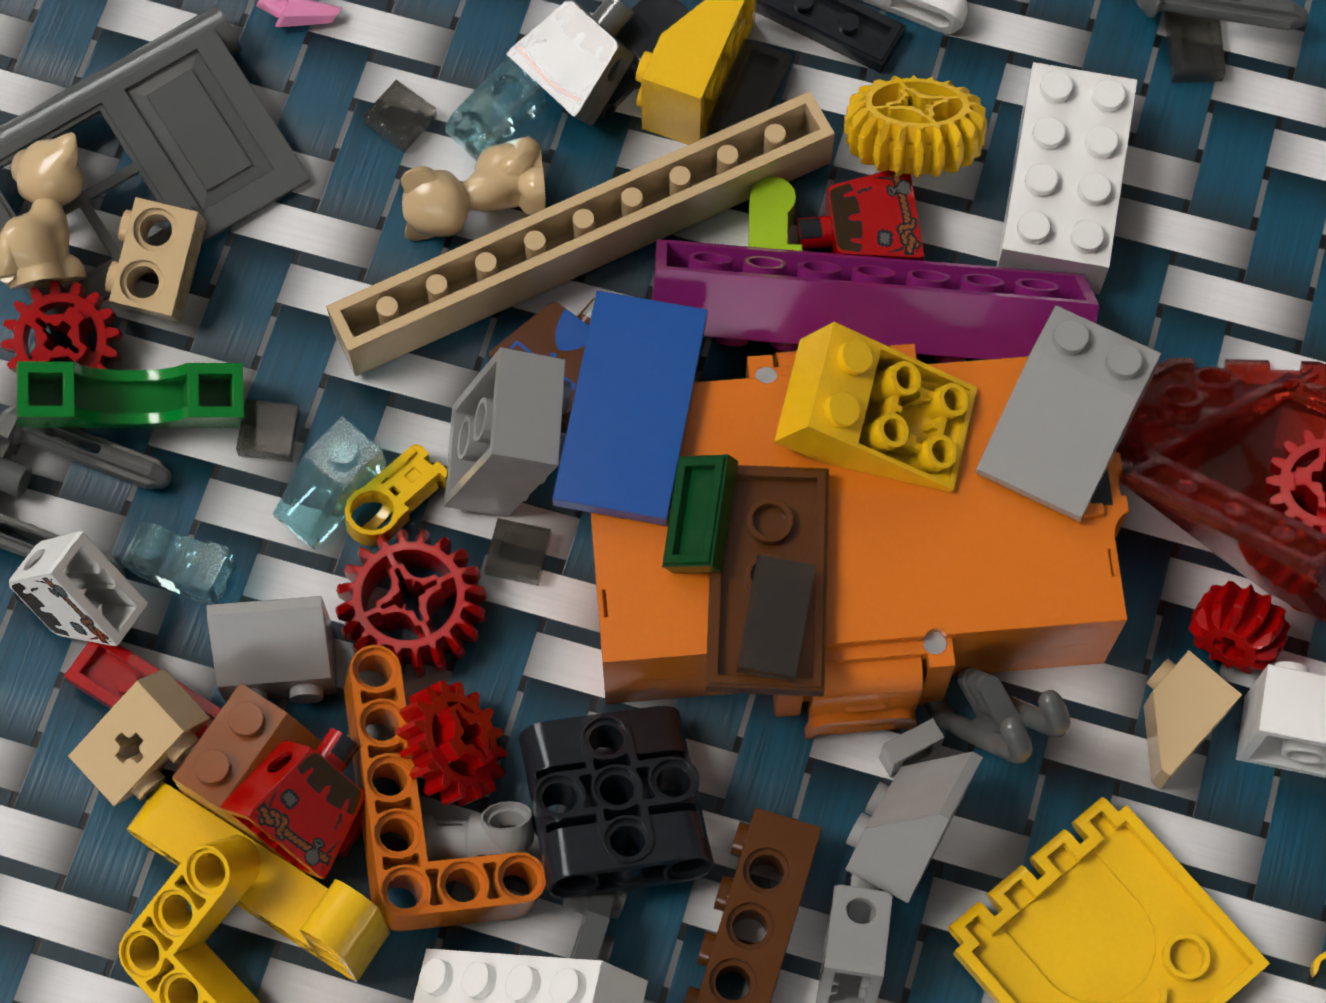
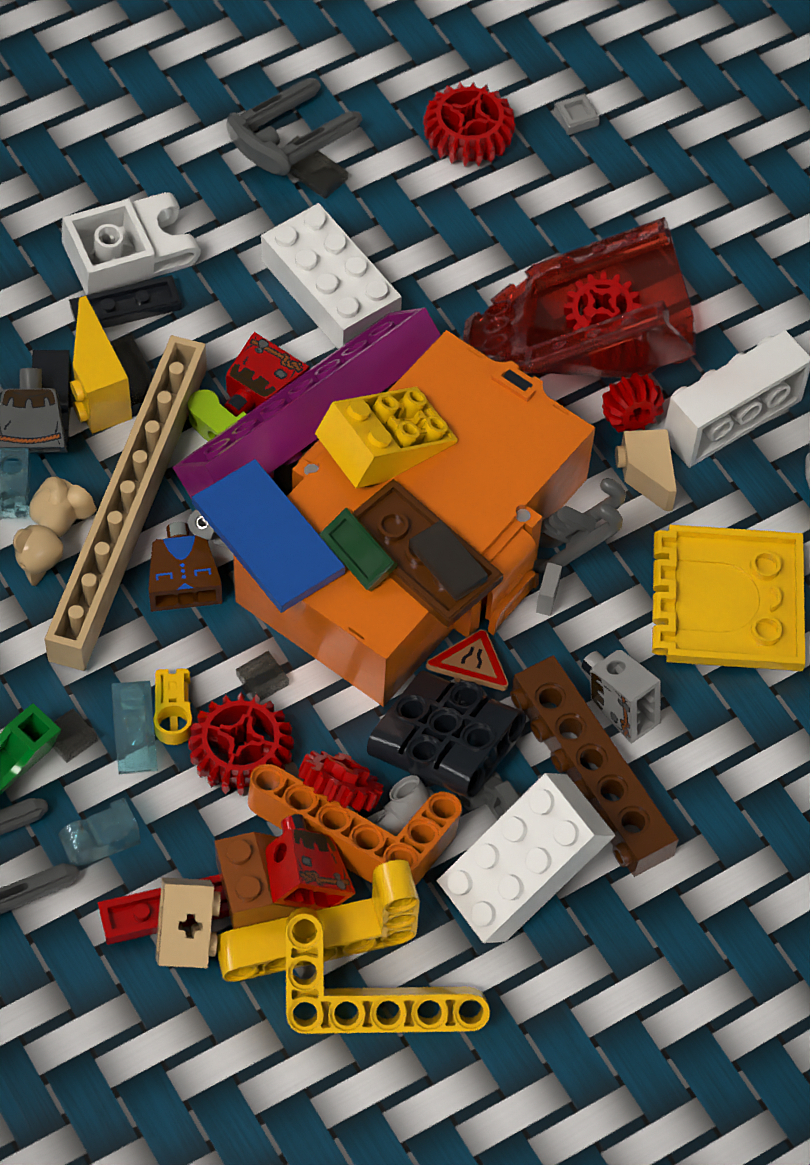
camera: 50 degrees left, 10 degrees down
(77, 590) = (68, 888): white torso -> none
(274, 648) = (198, 817): light grey slope -> none
(506, 432) = (207, 614): light grey brick -> none
(737, 747) = (472, 661): none -> piece
(909, 822) = (592, 610): light grey slope -> none
(915, 126) = (236, 311): yellow gear -> none
(1068, 413) = (473, 357): light grey slope -> none

